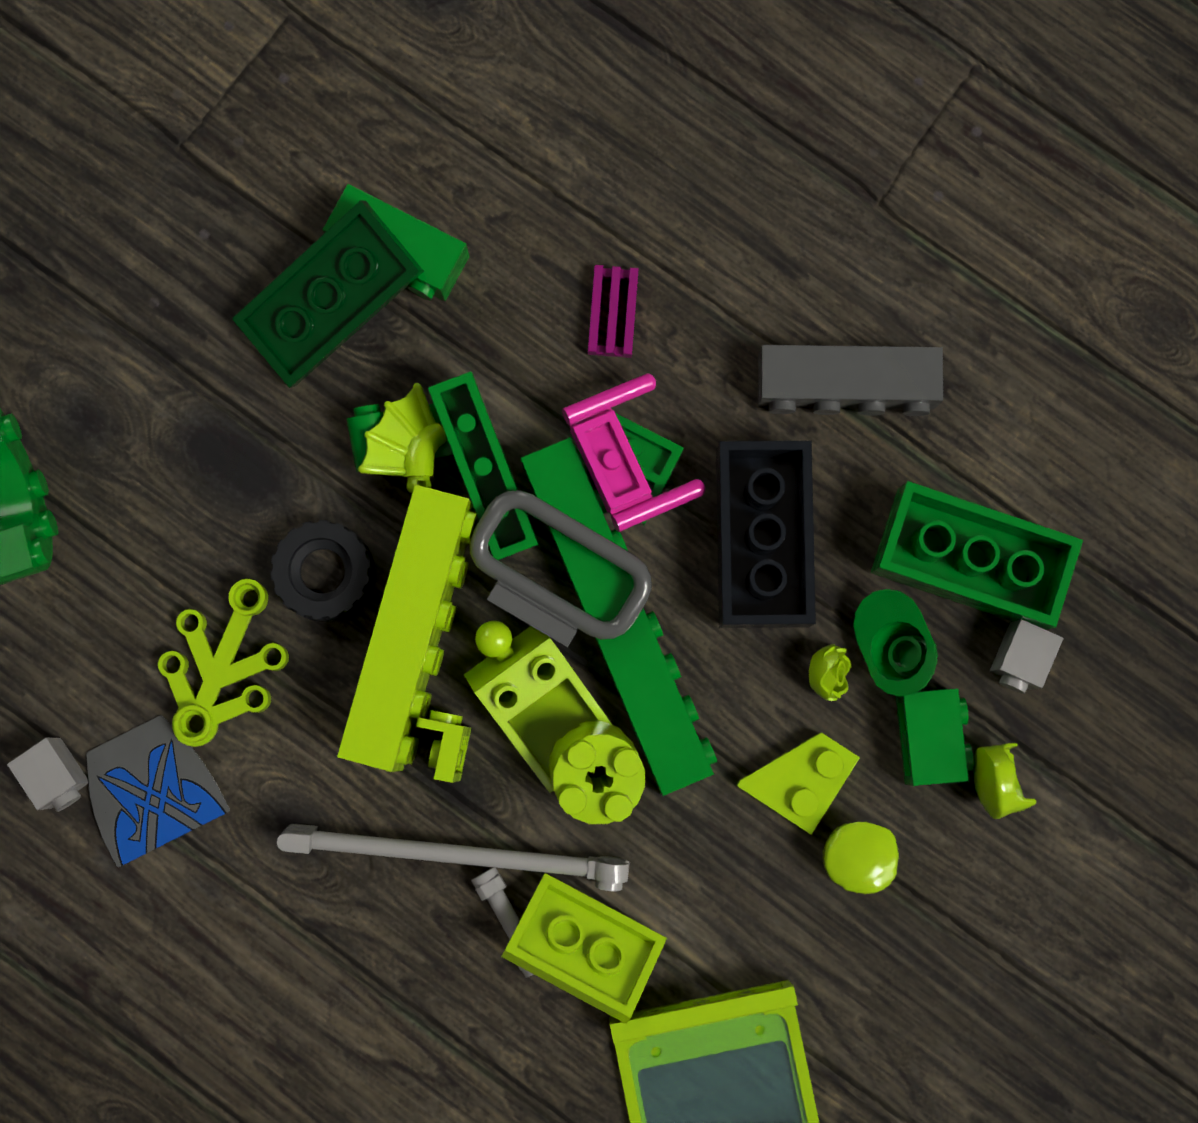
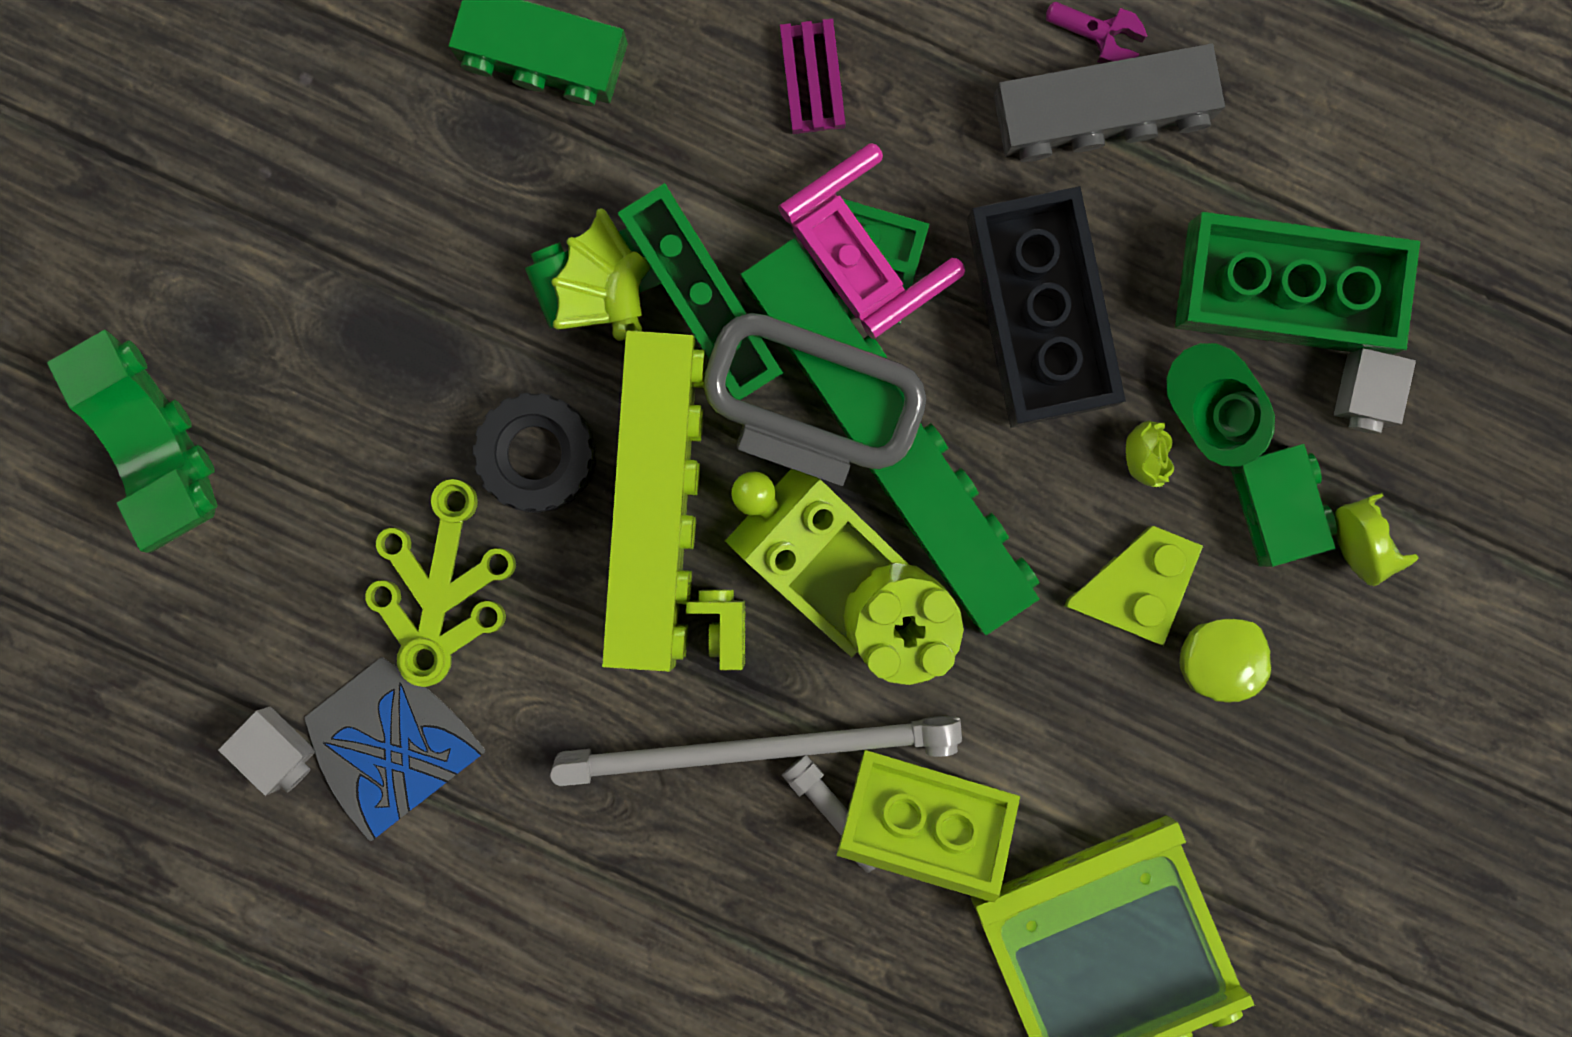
camera: 15 degrees left, 5 degrees up
(327, 294) = (472, 122): dark green plate -> none
(852, 319) = (1099, 30): none -> magenta bar

